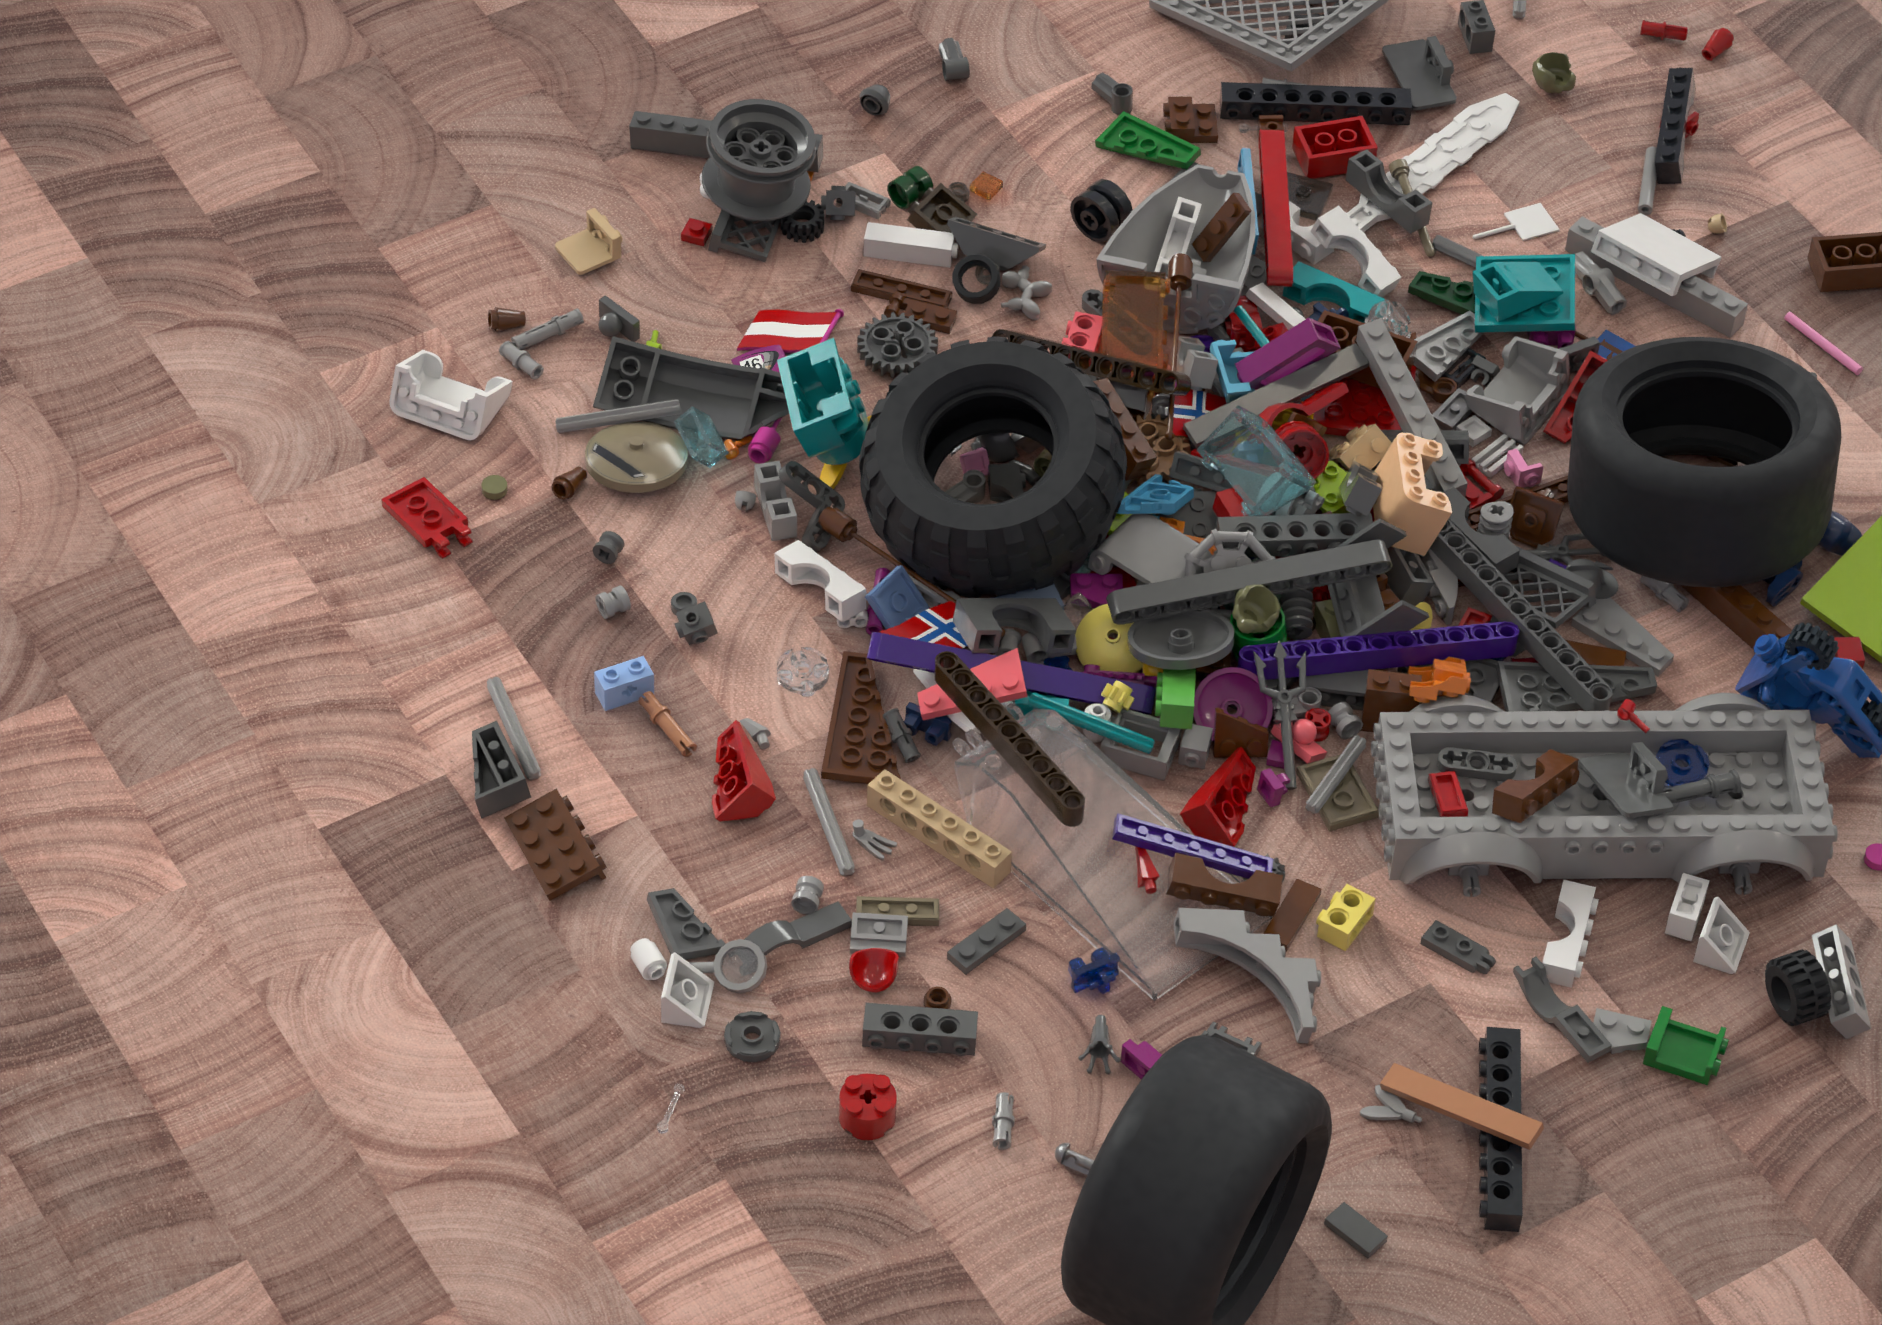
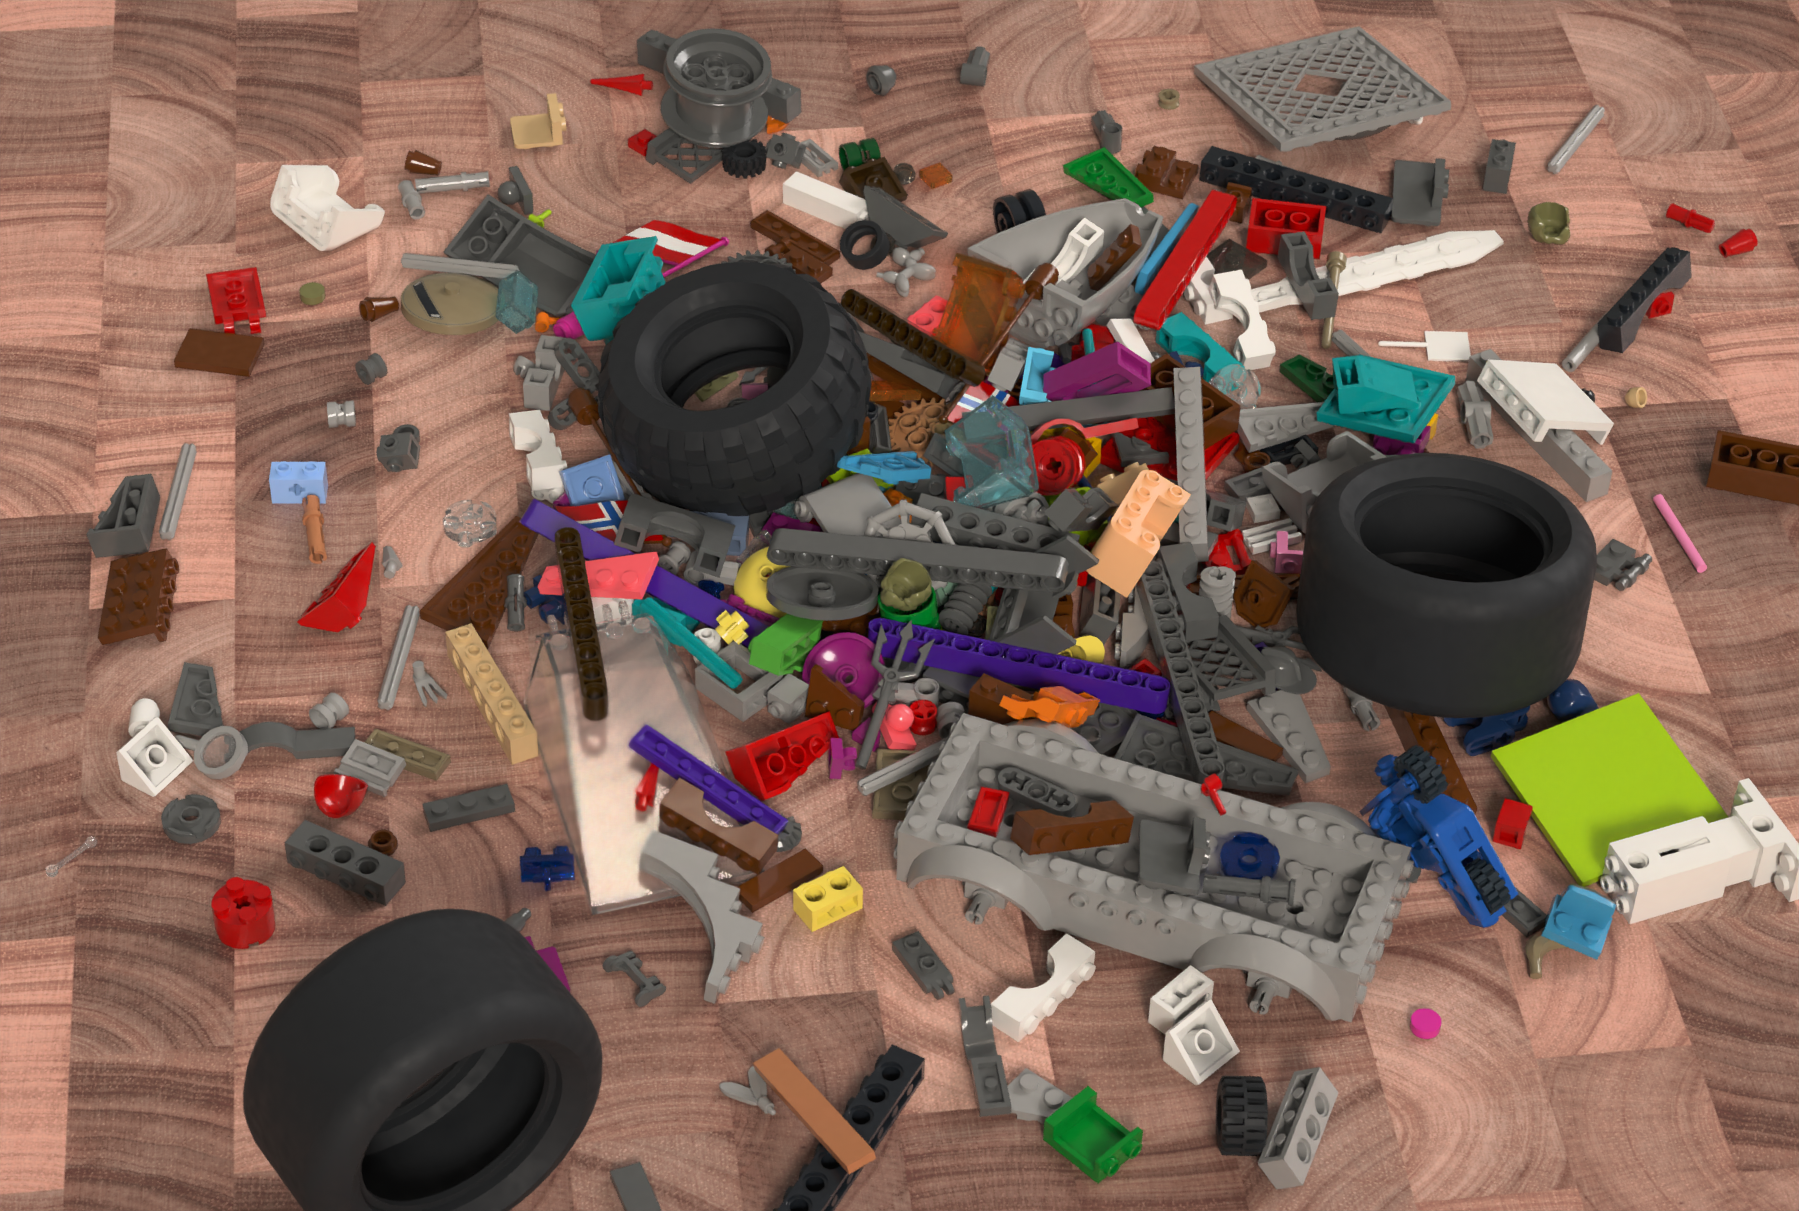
camera: 25 degrees right, 5 degrees down
(450, 575) = (219, 352): none -> reddish brown tile
(643, 173) = (633, 84): none -> red piece
(1138, 451) = (898, 421): reddish brown arch -> none
(1144, 36) = (1169, 99): none -> dark tan bush
(1343, 413) = (1136, 450): none -> dark grey tile

